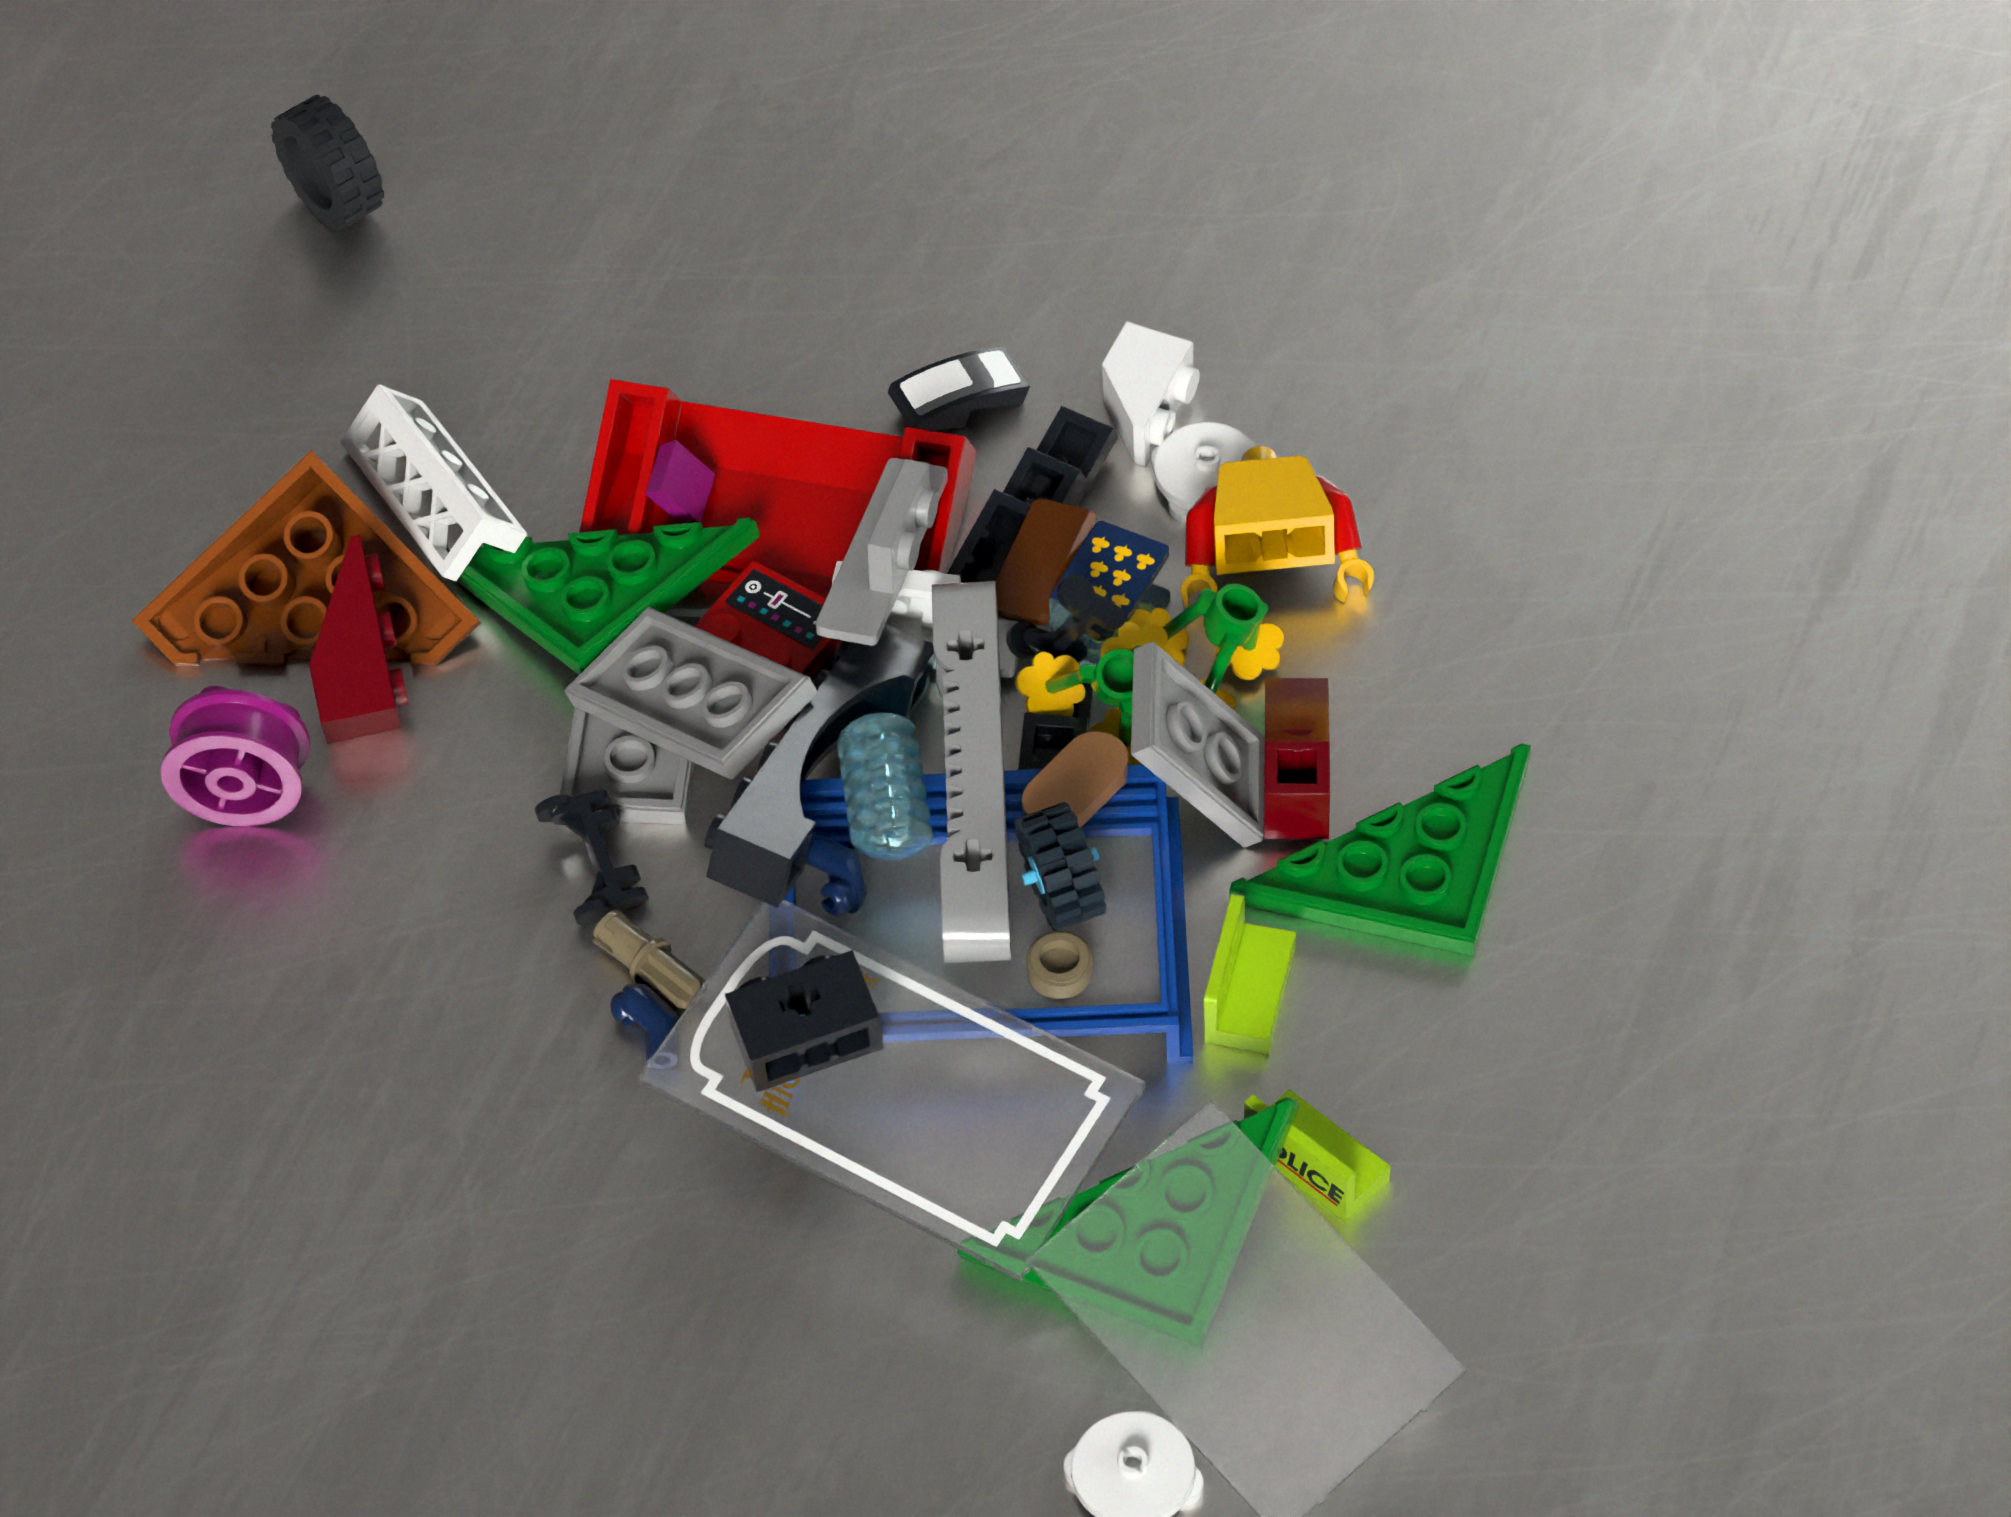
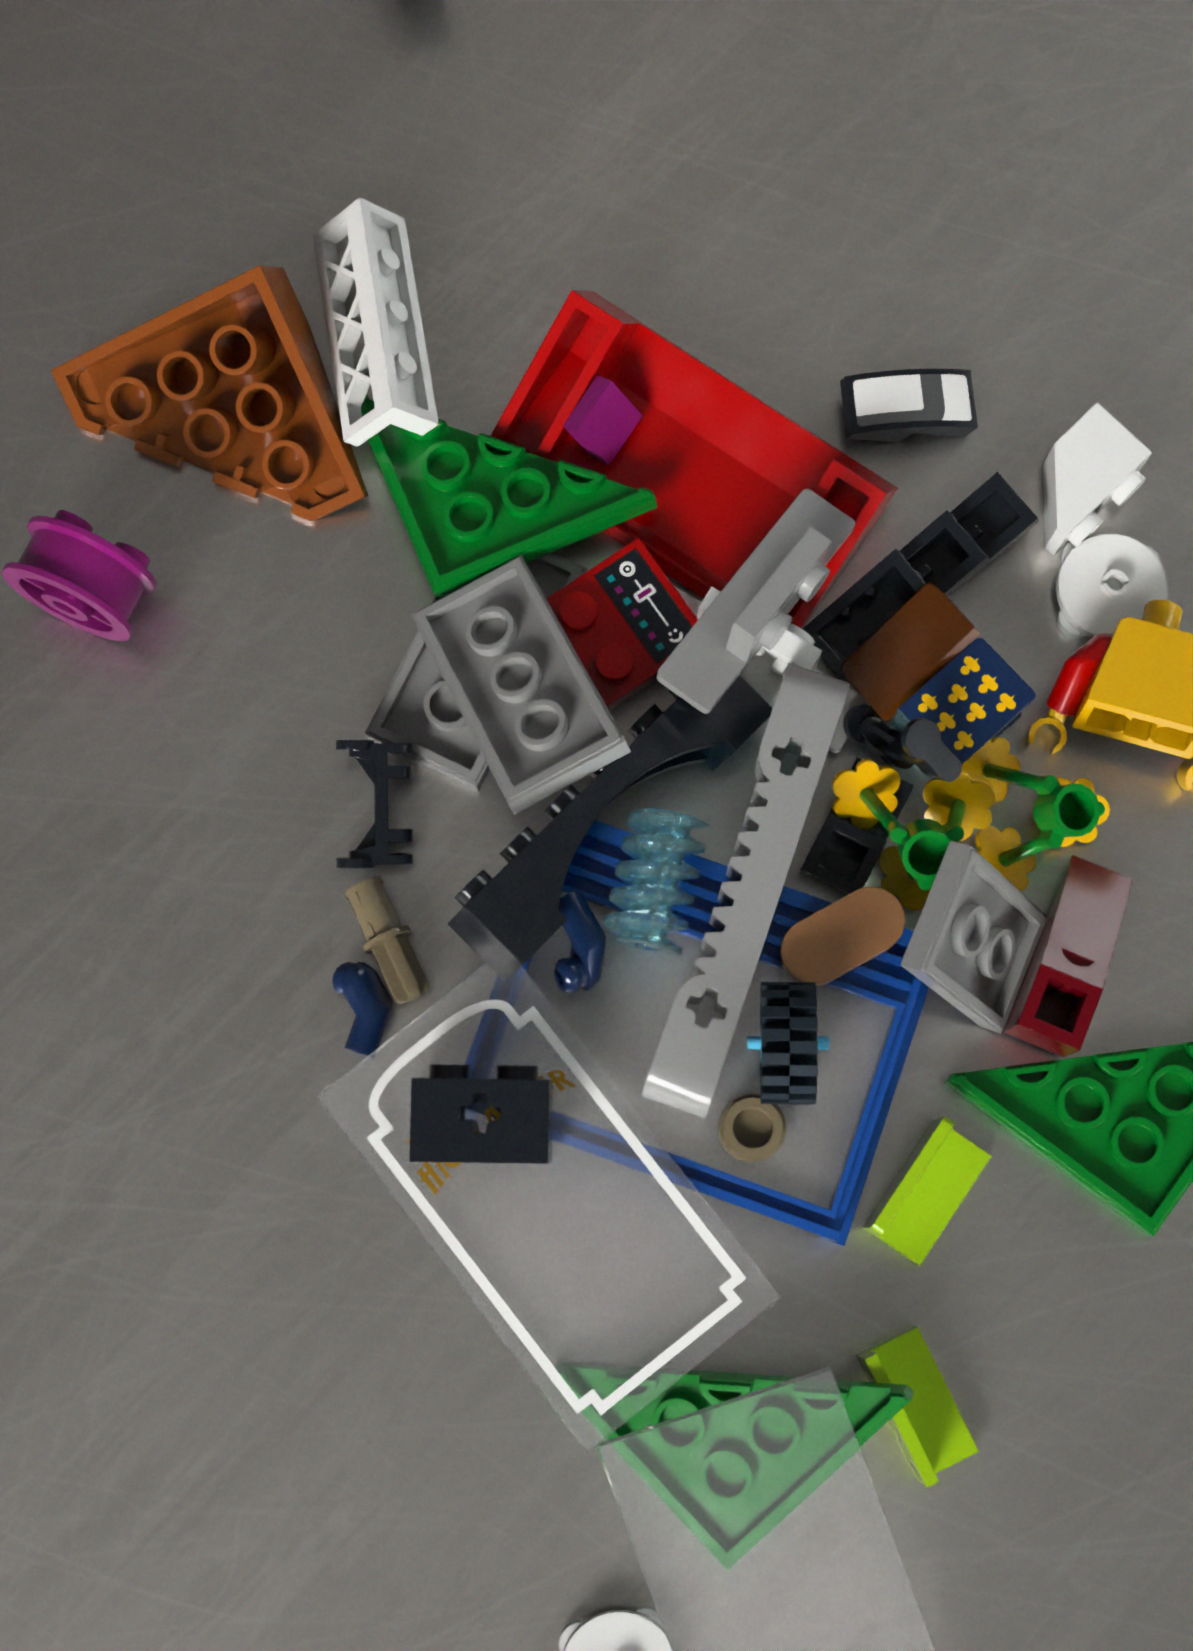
camera: 20 degrees right, 25 degrees up
(349, 661) = (227, 505): dark red slope -> none

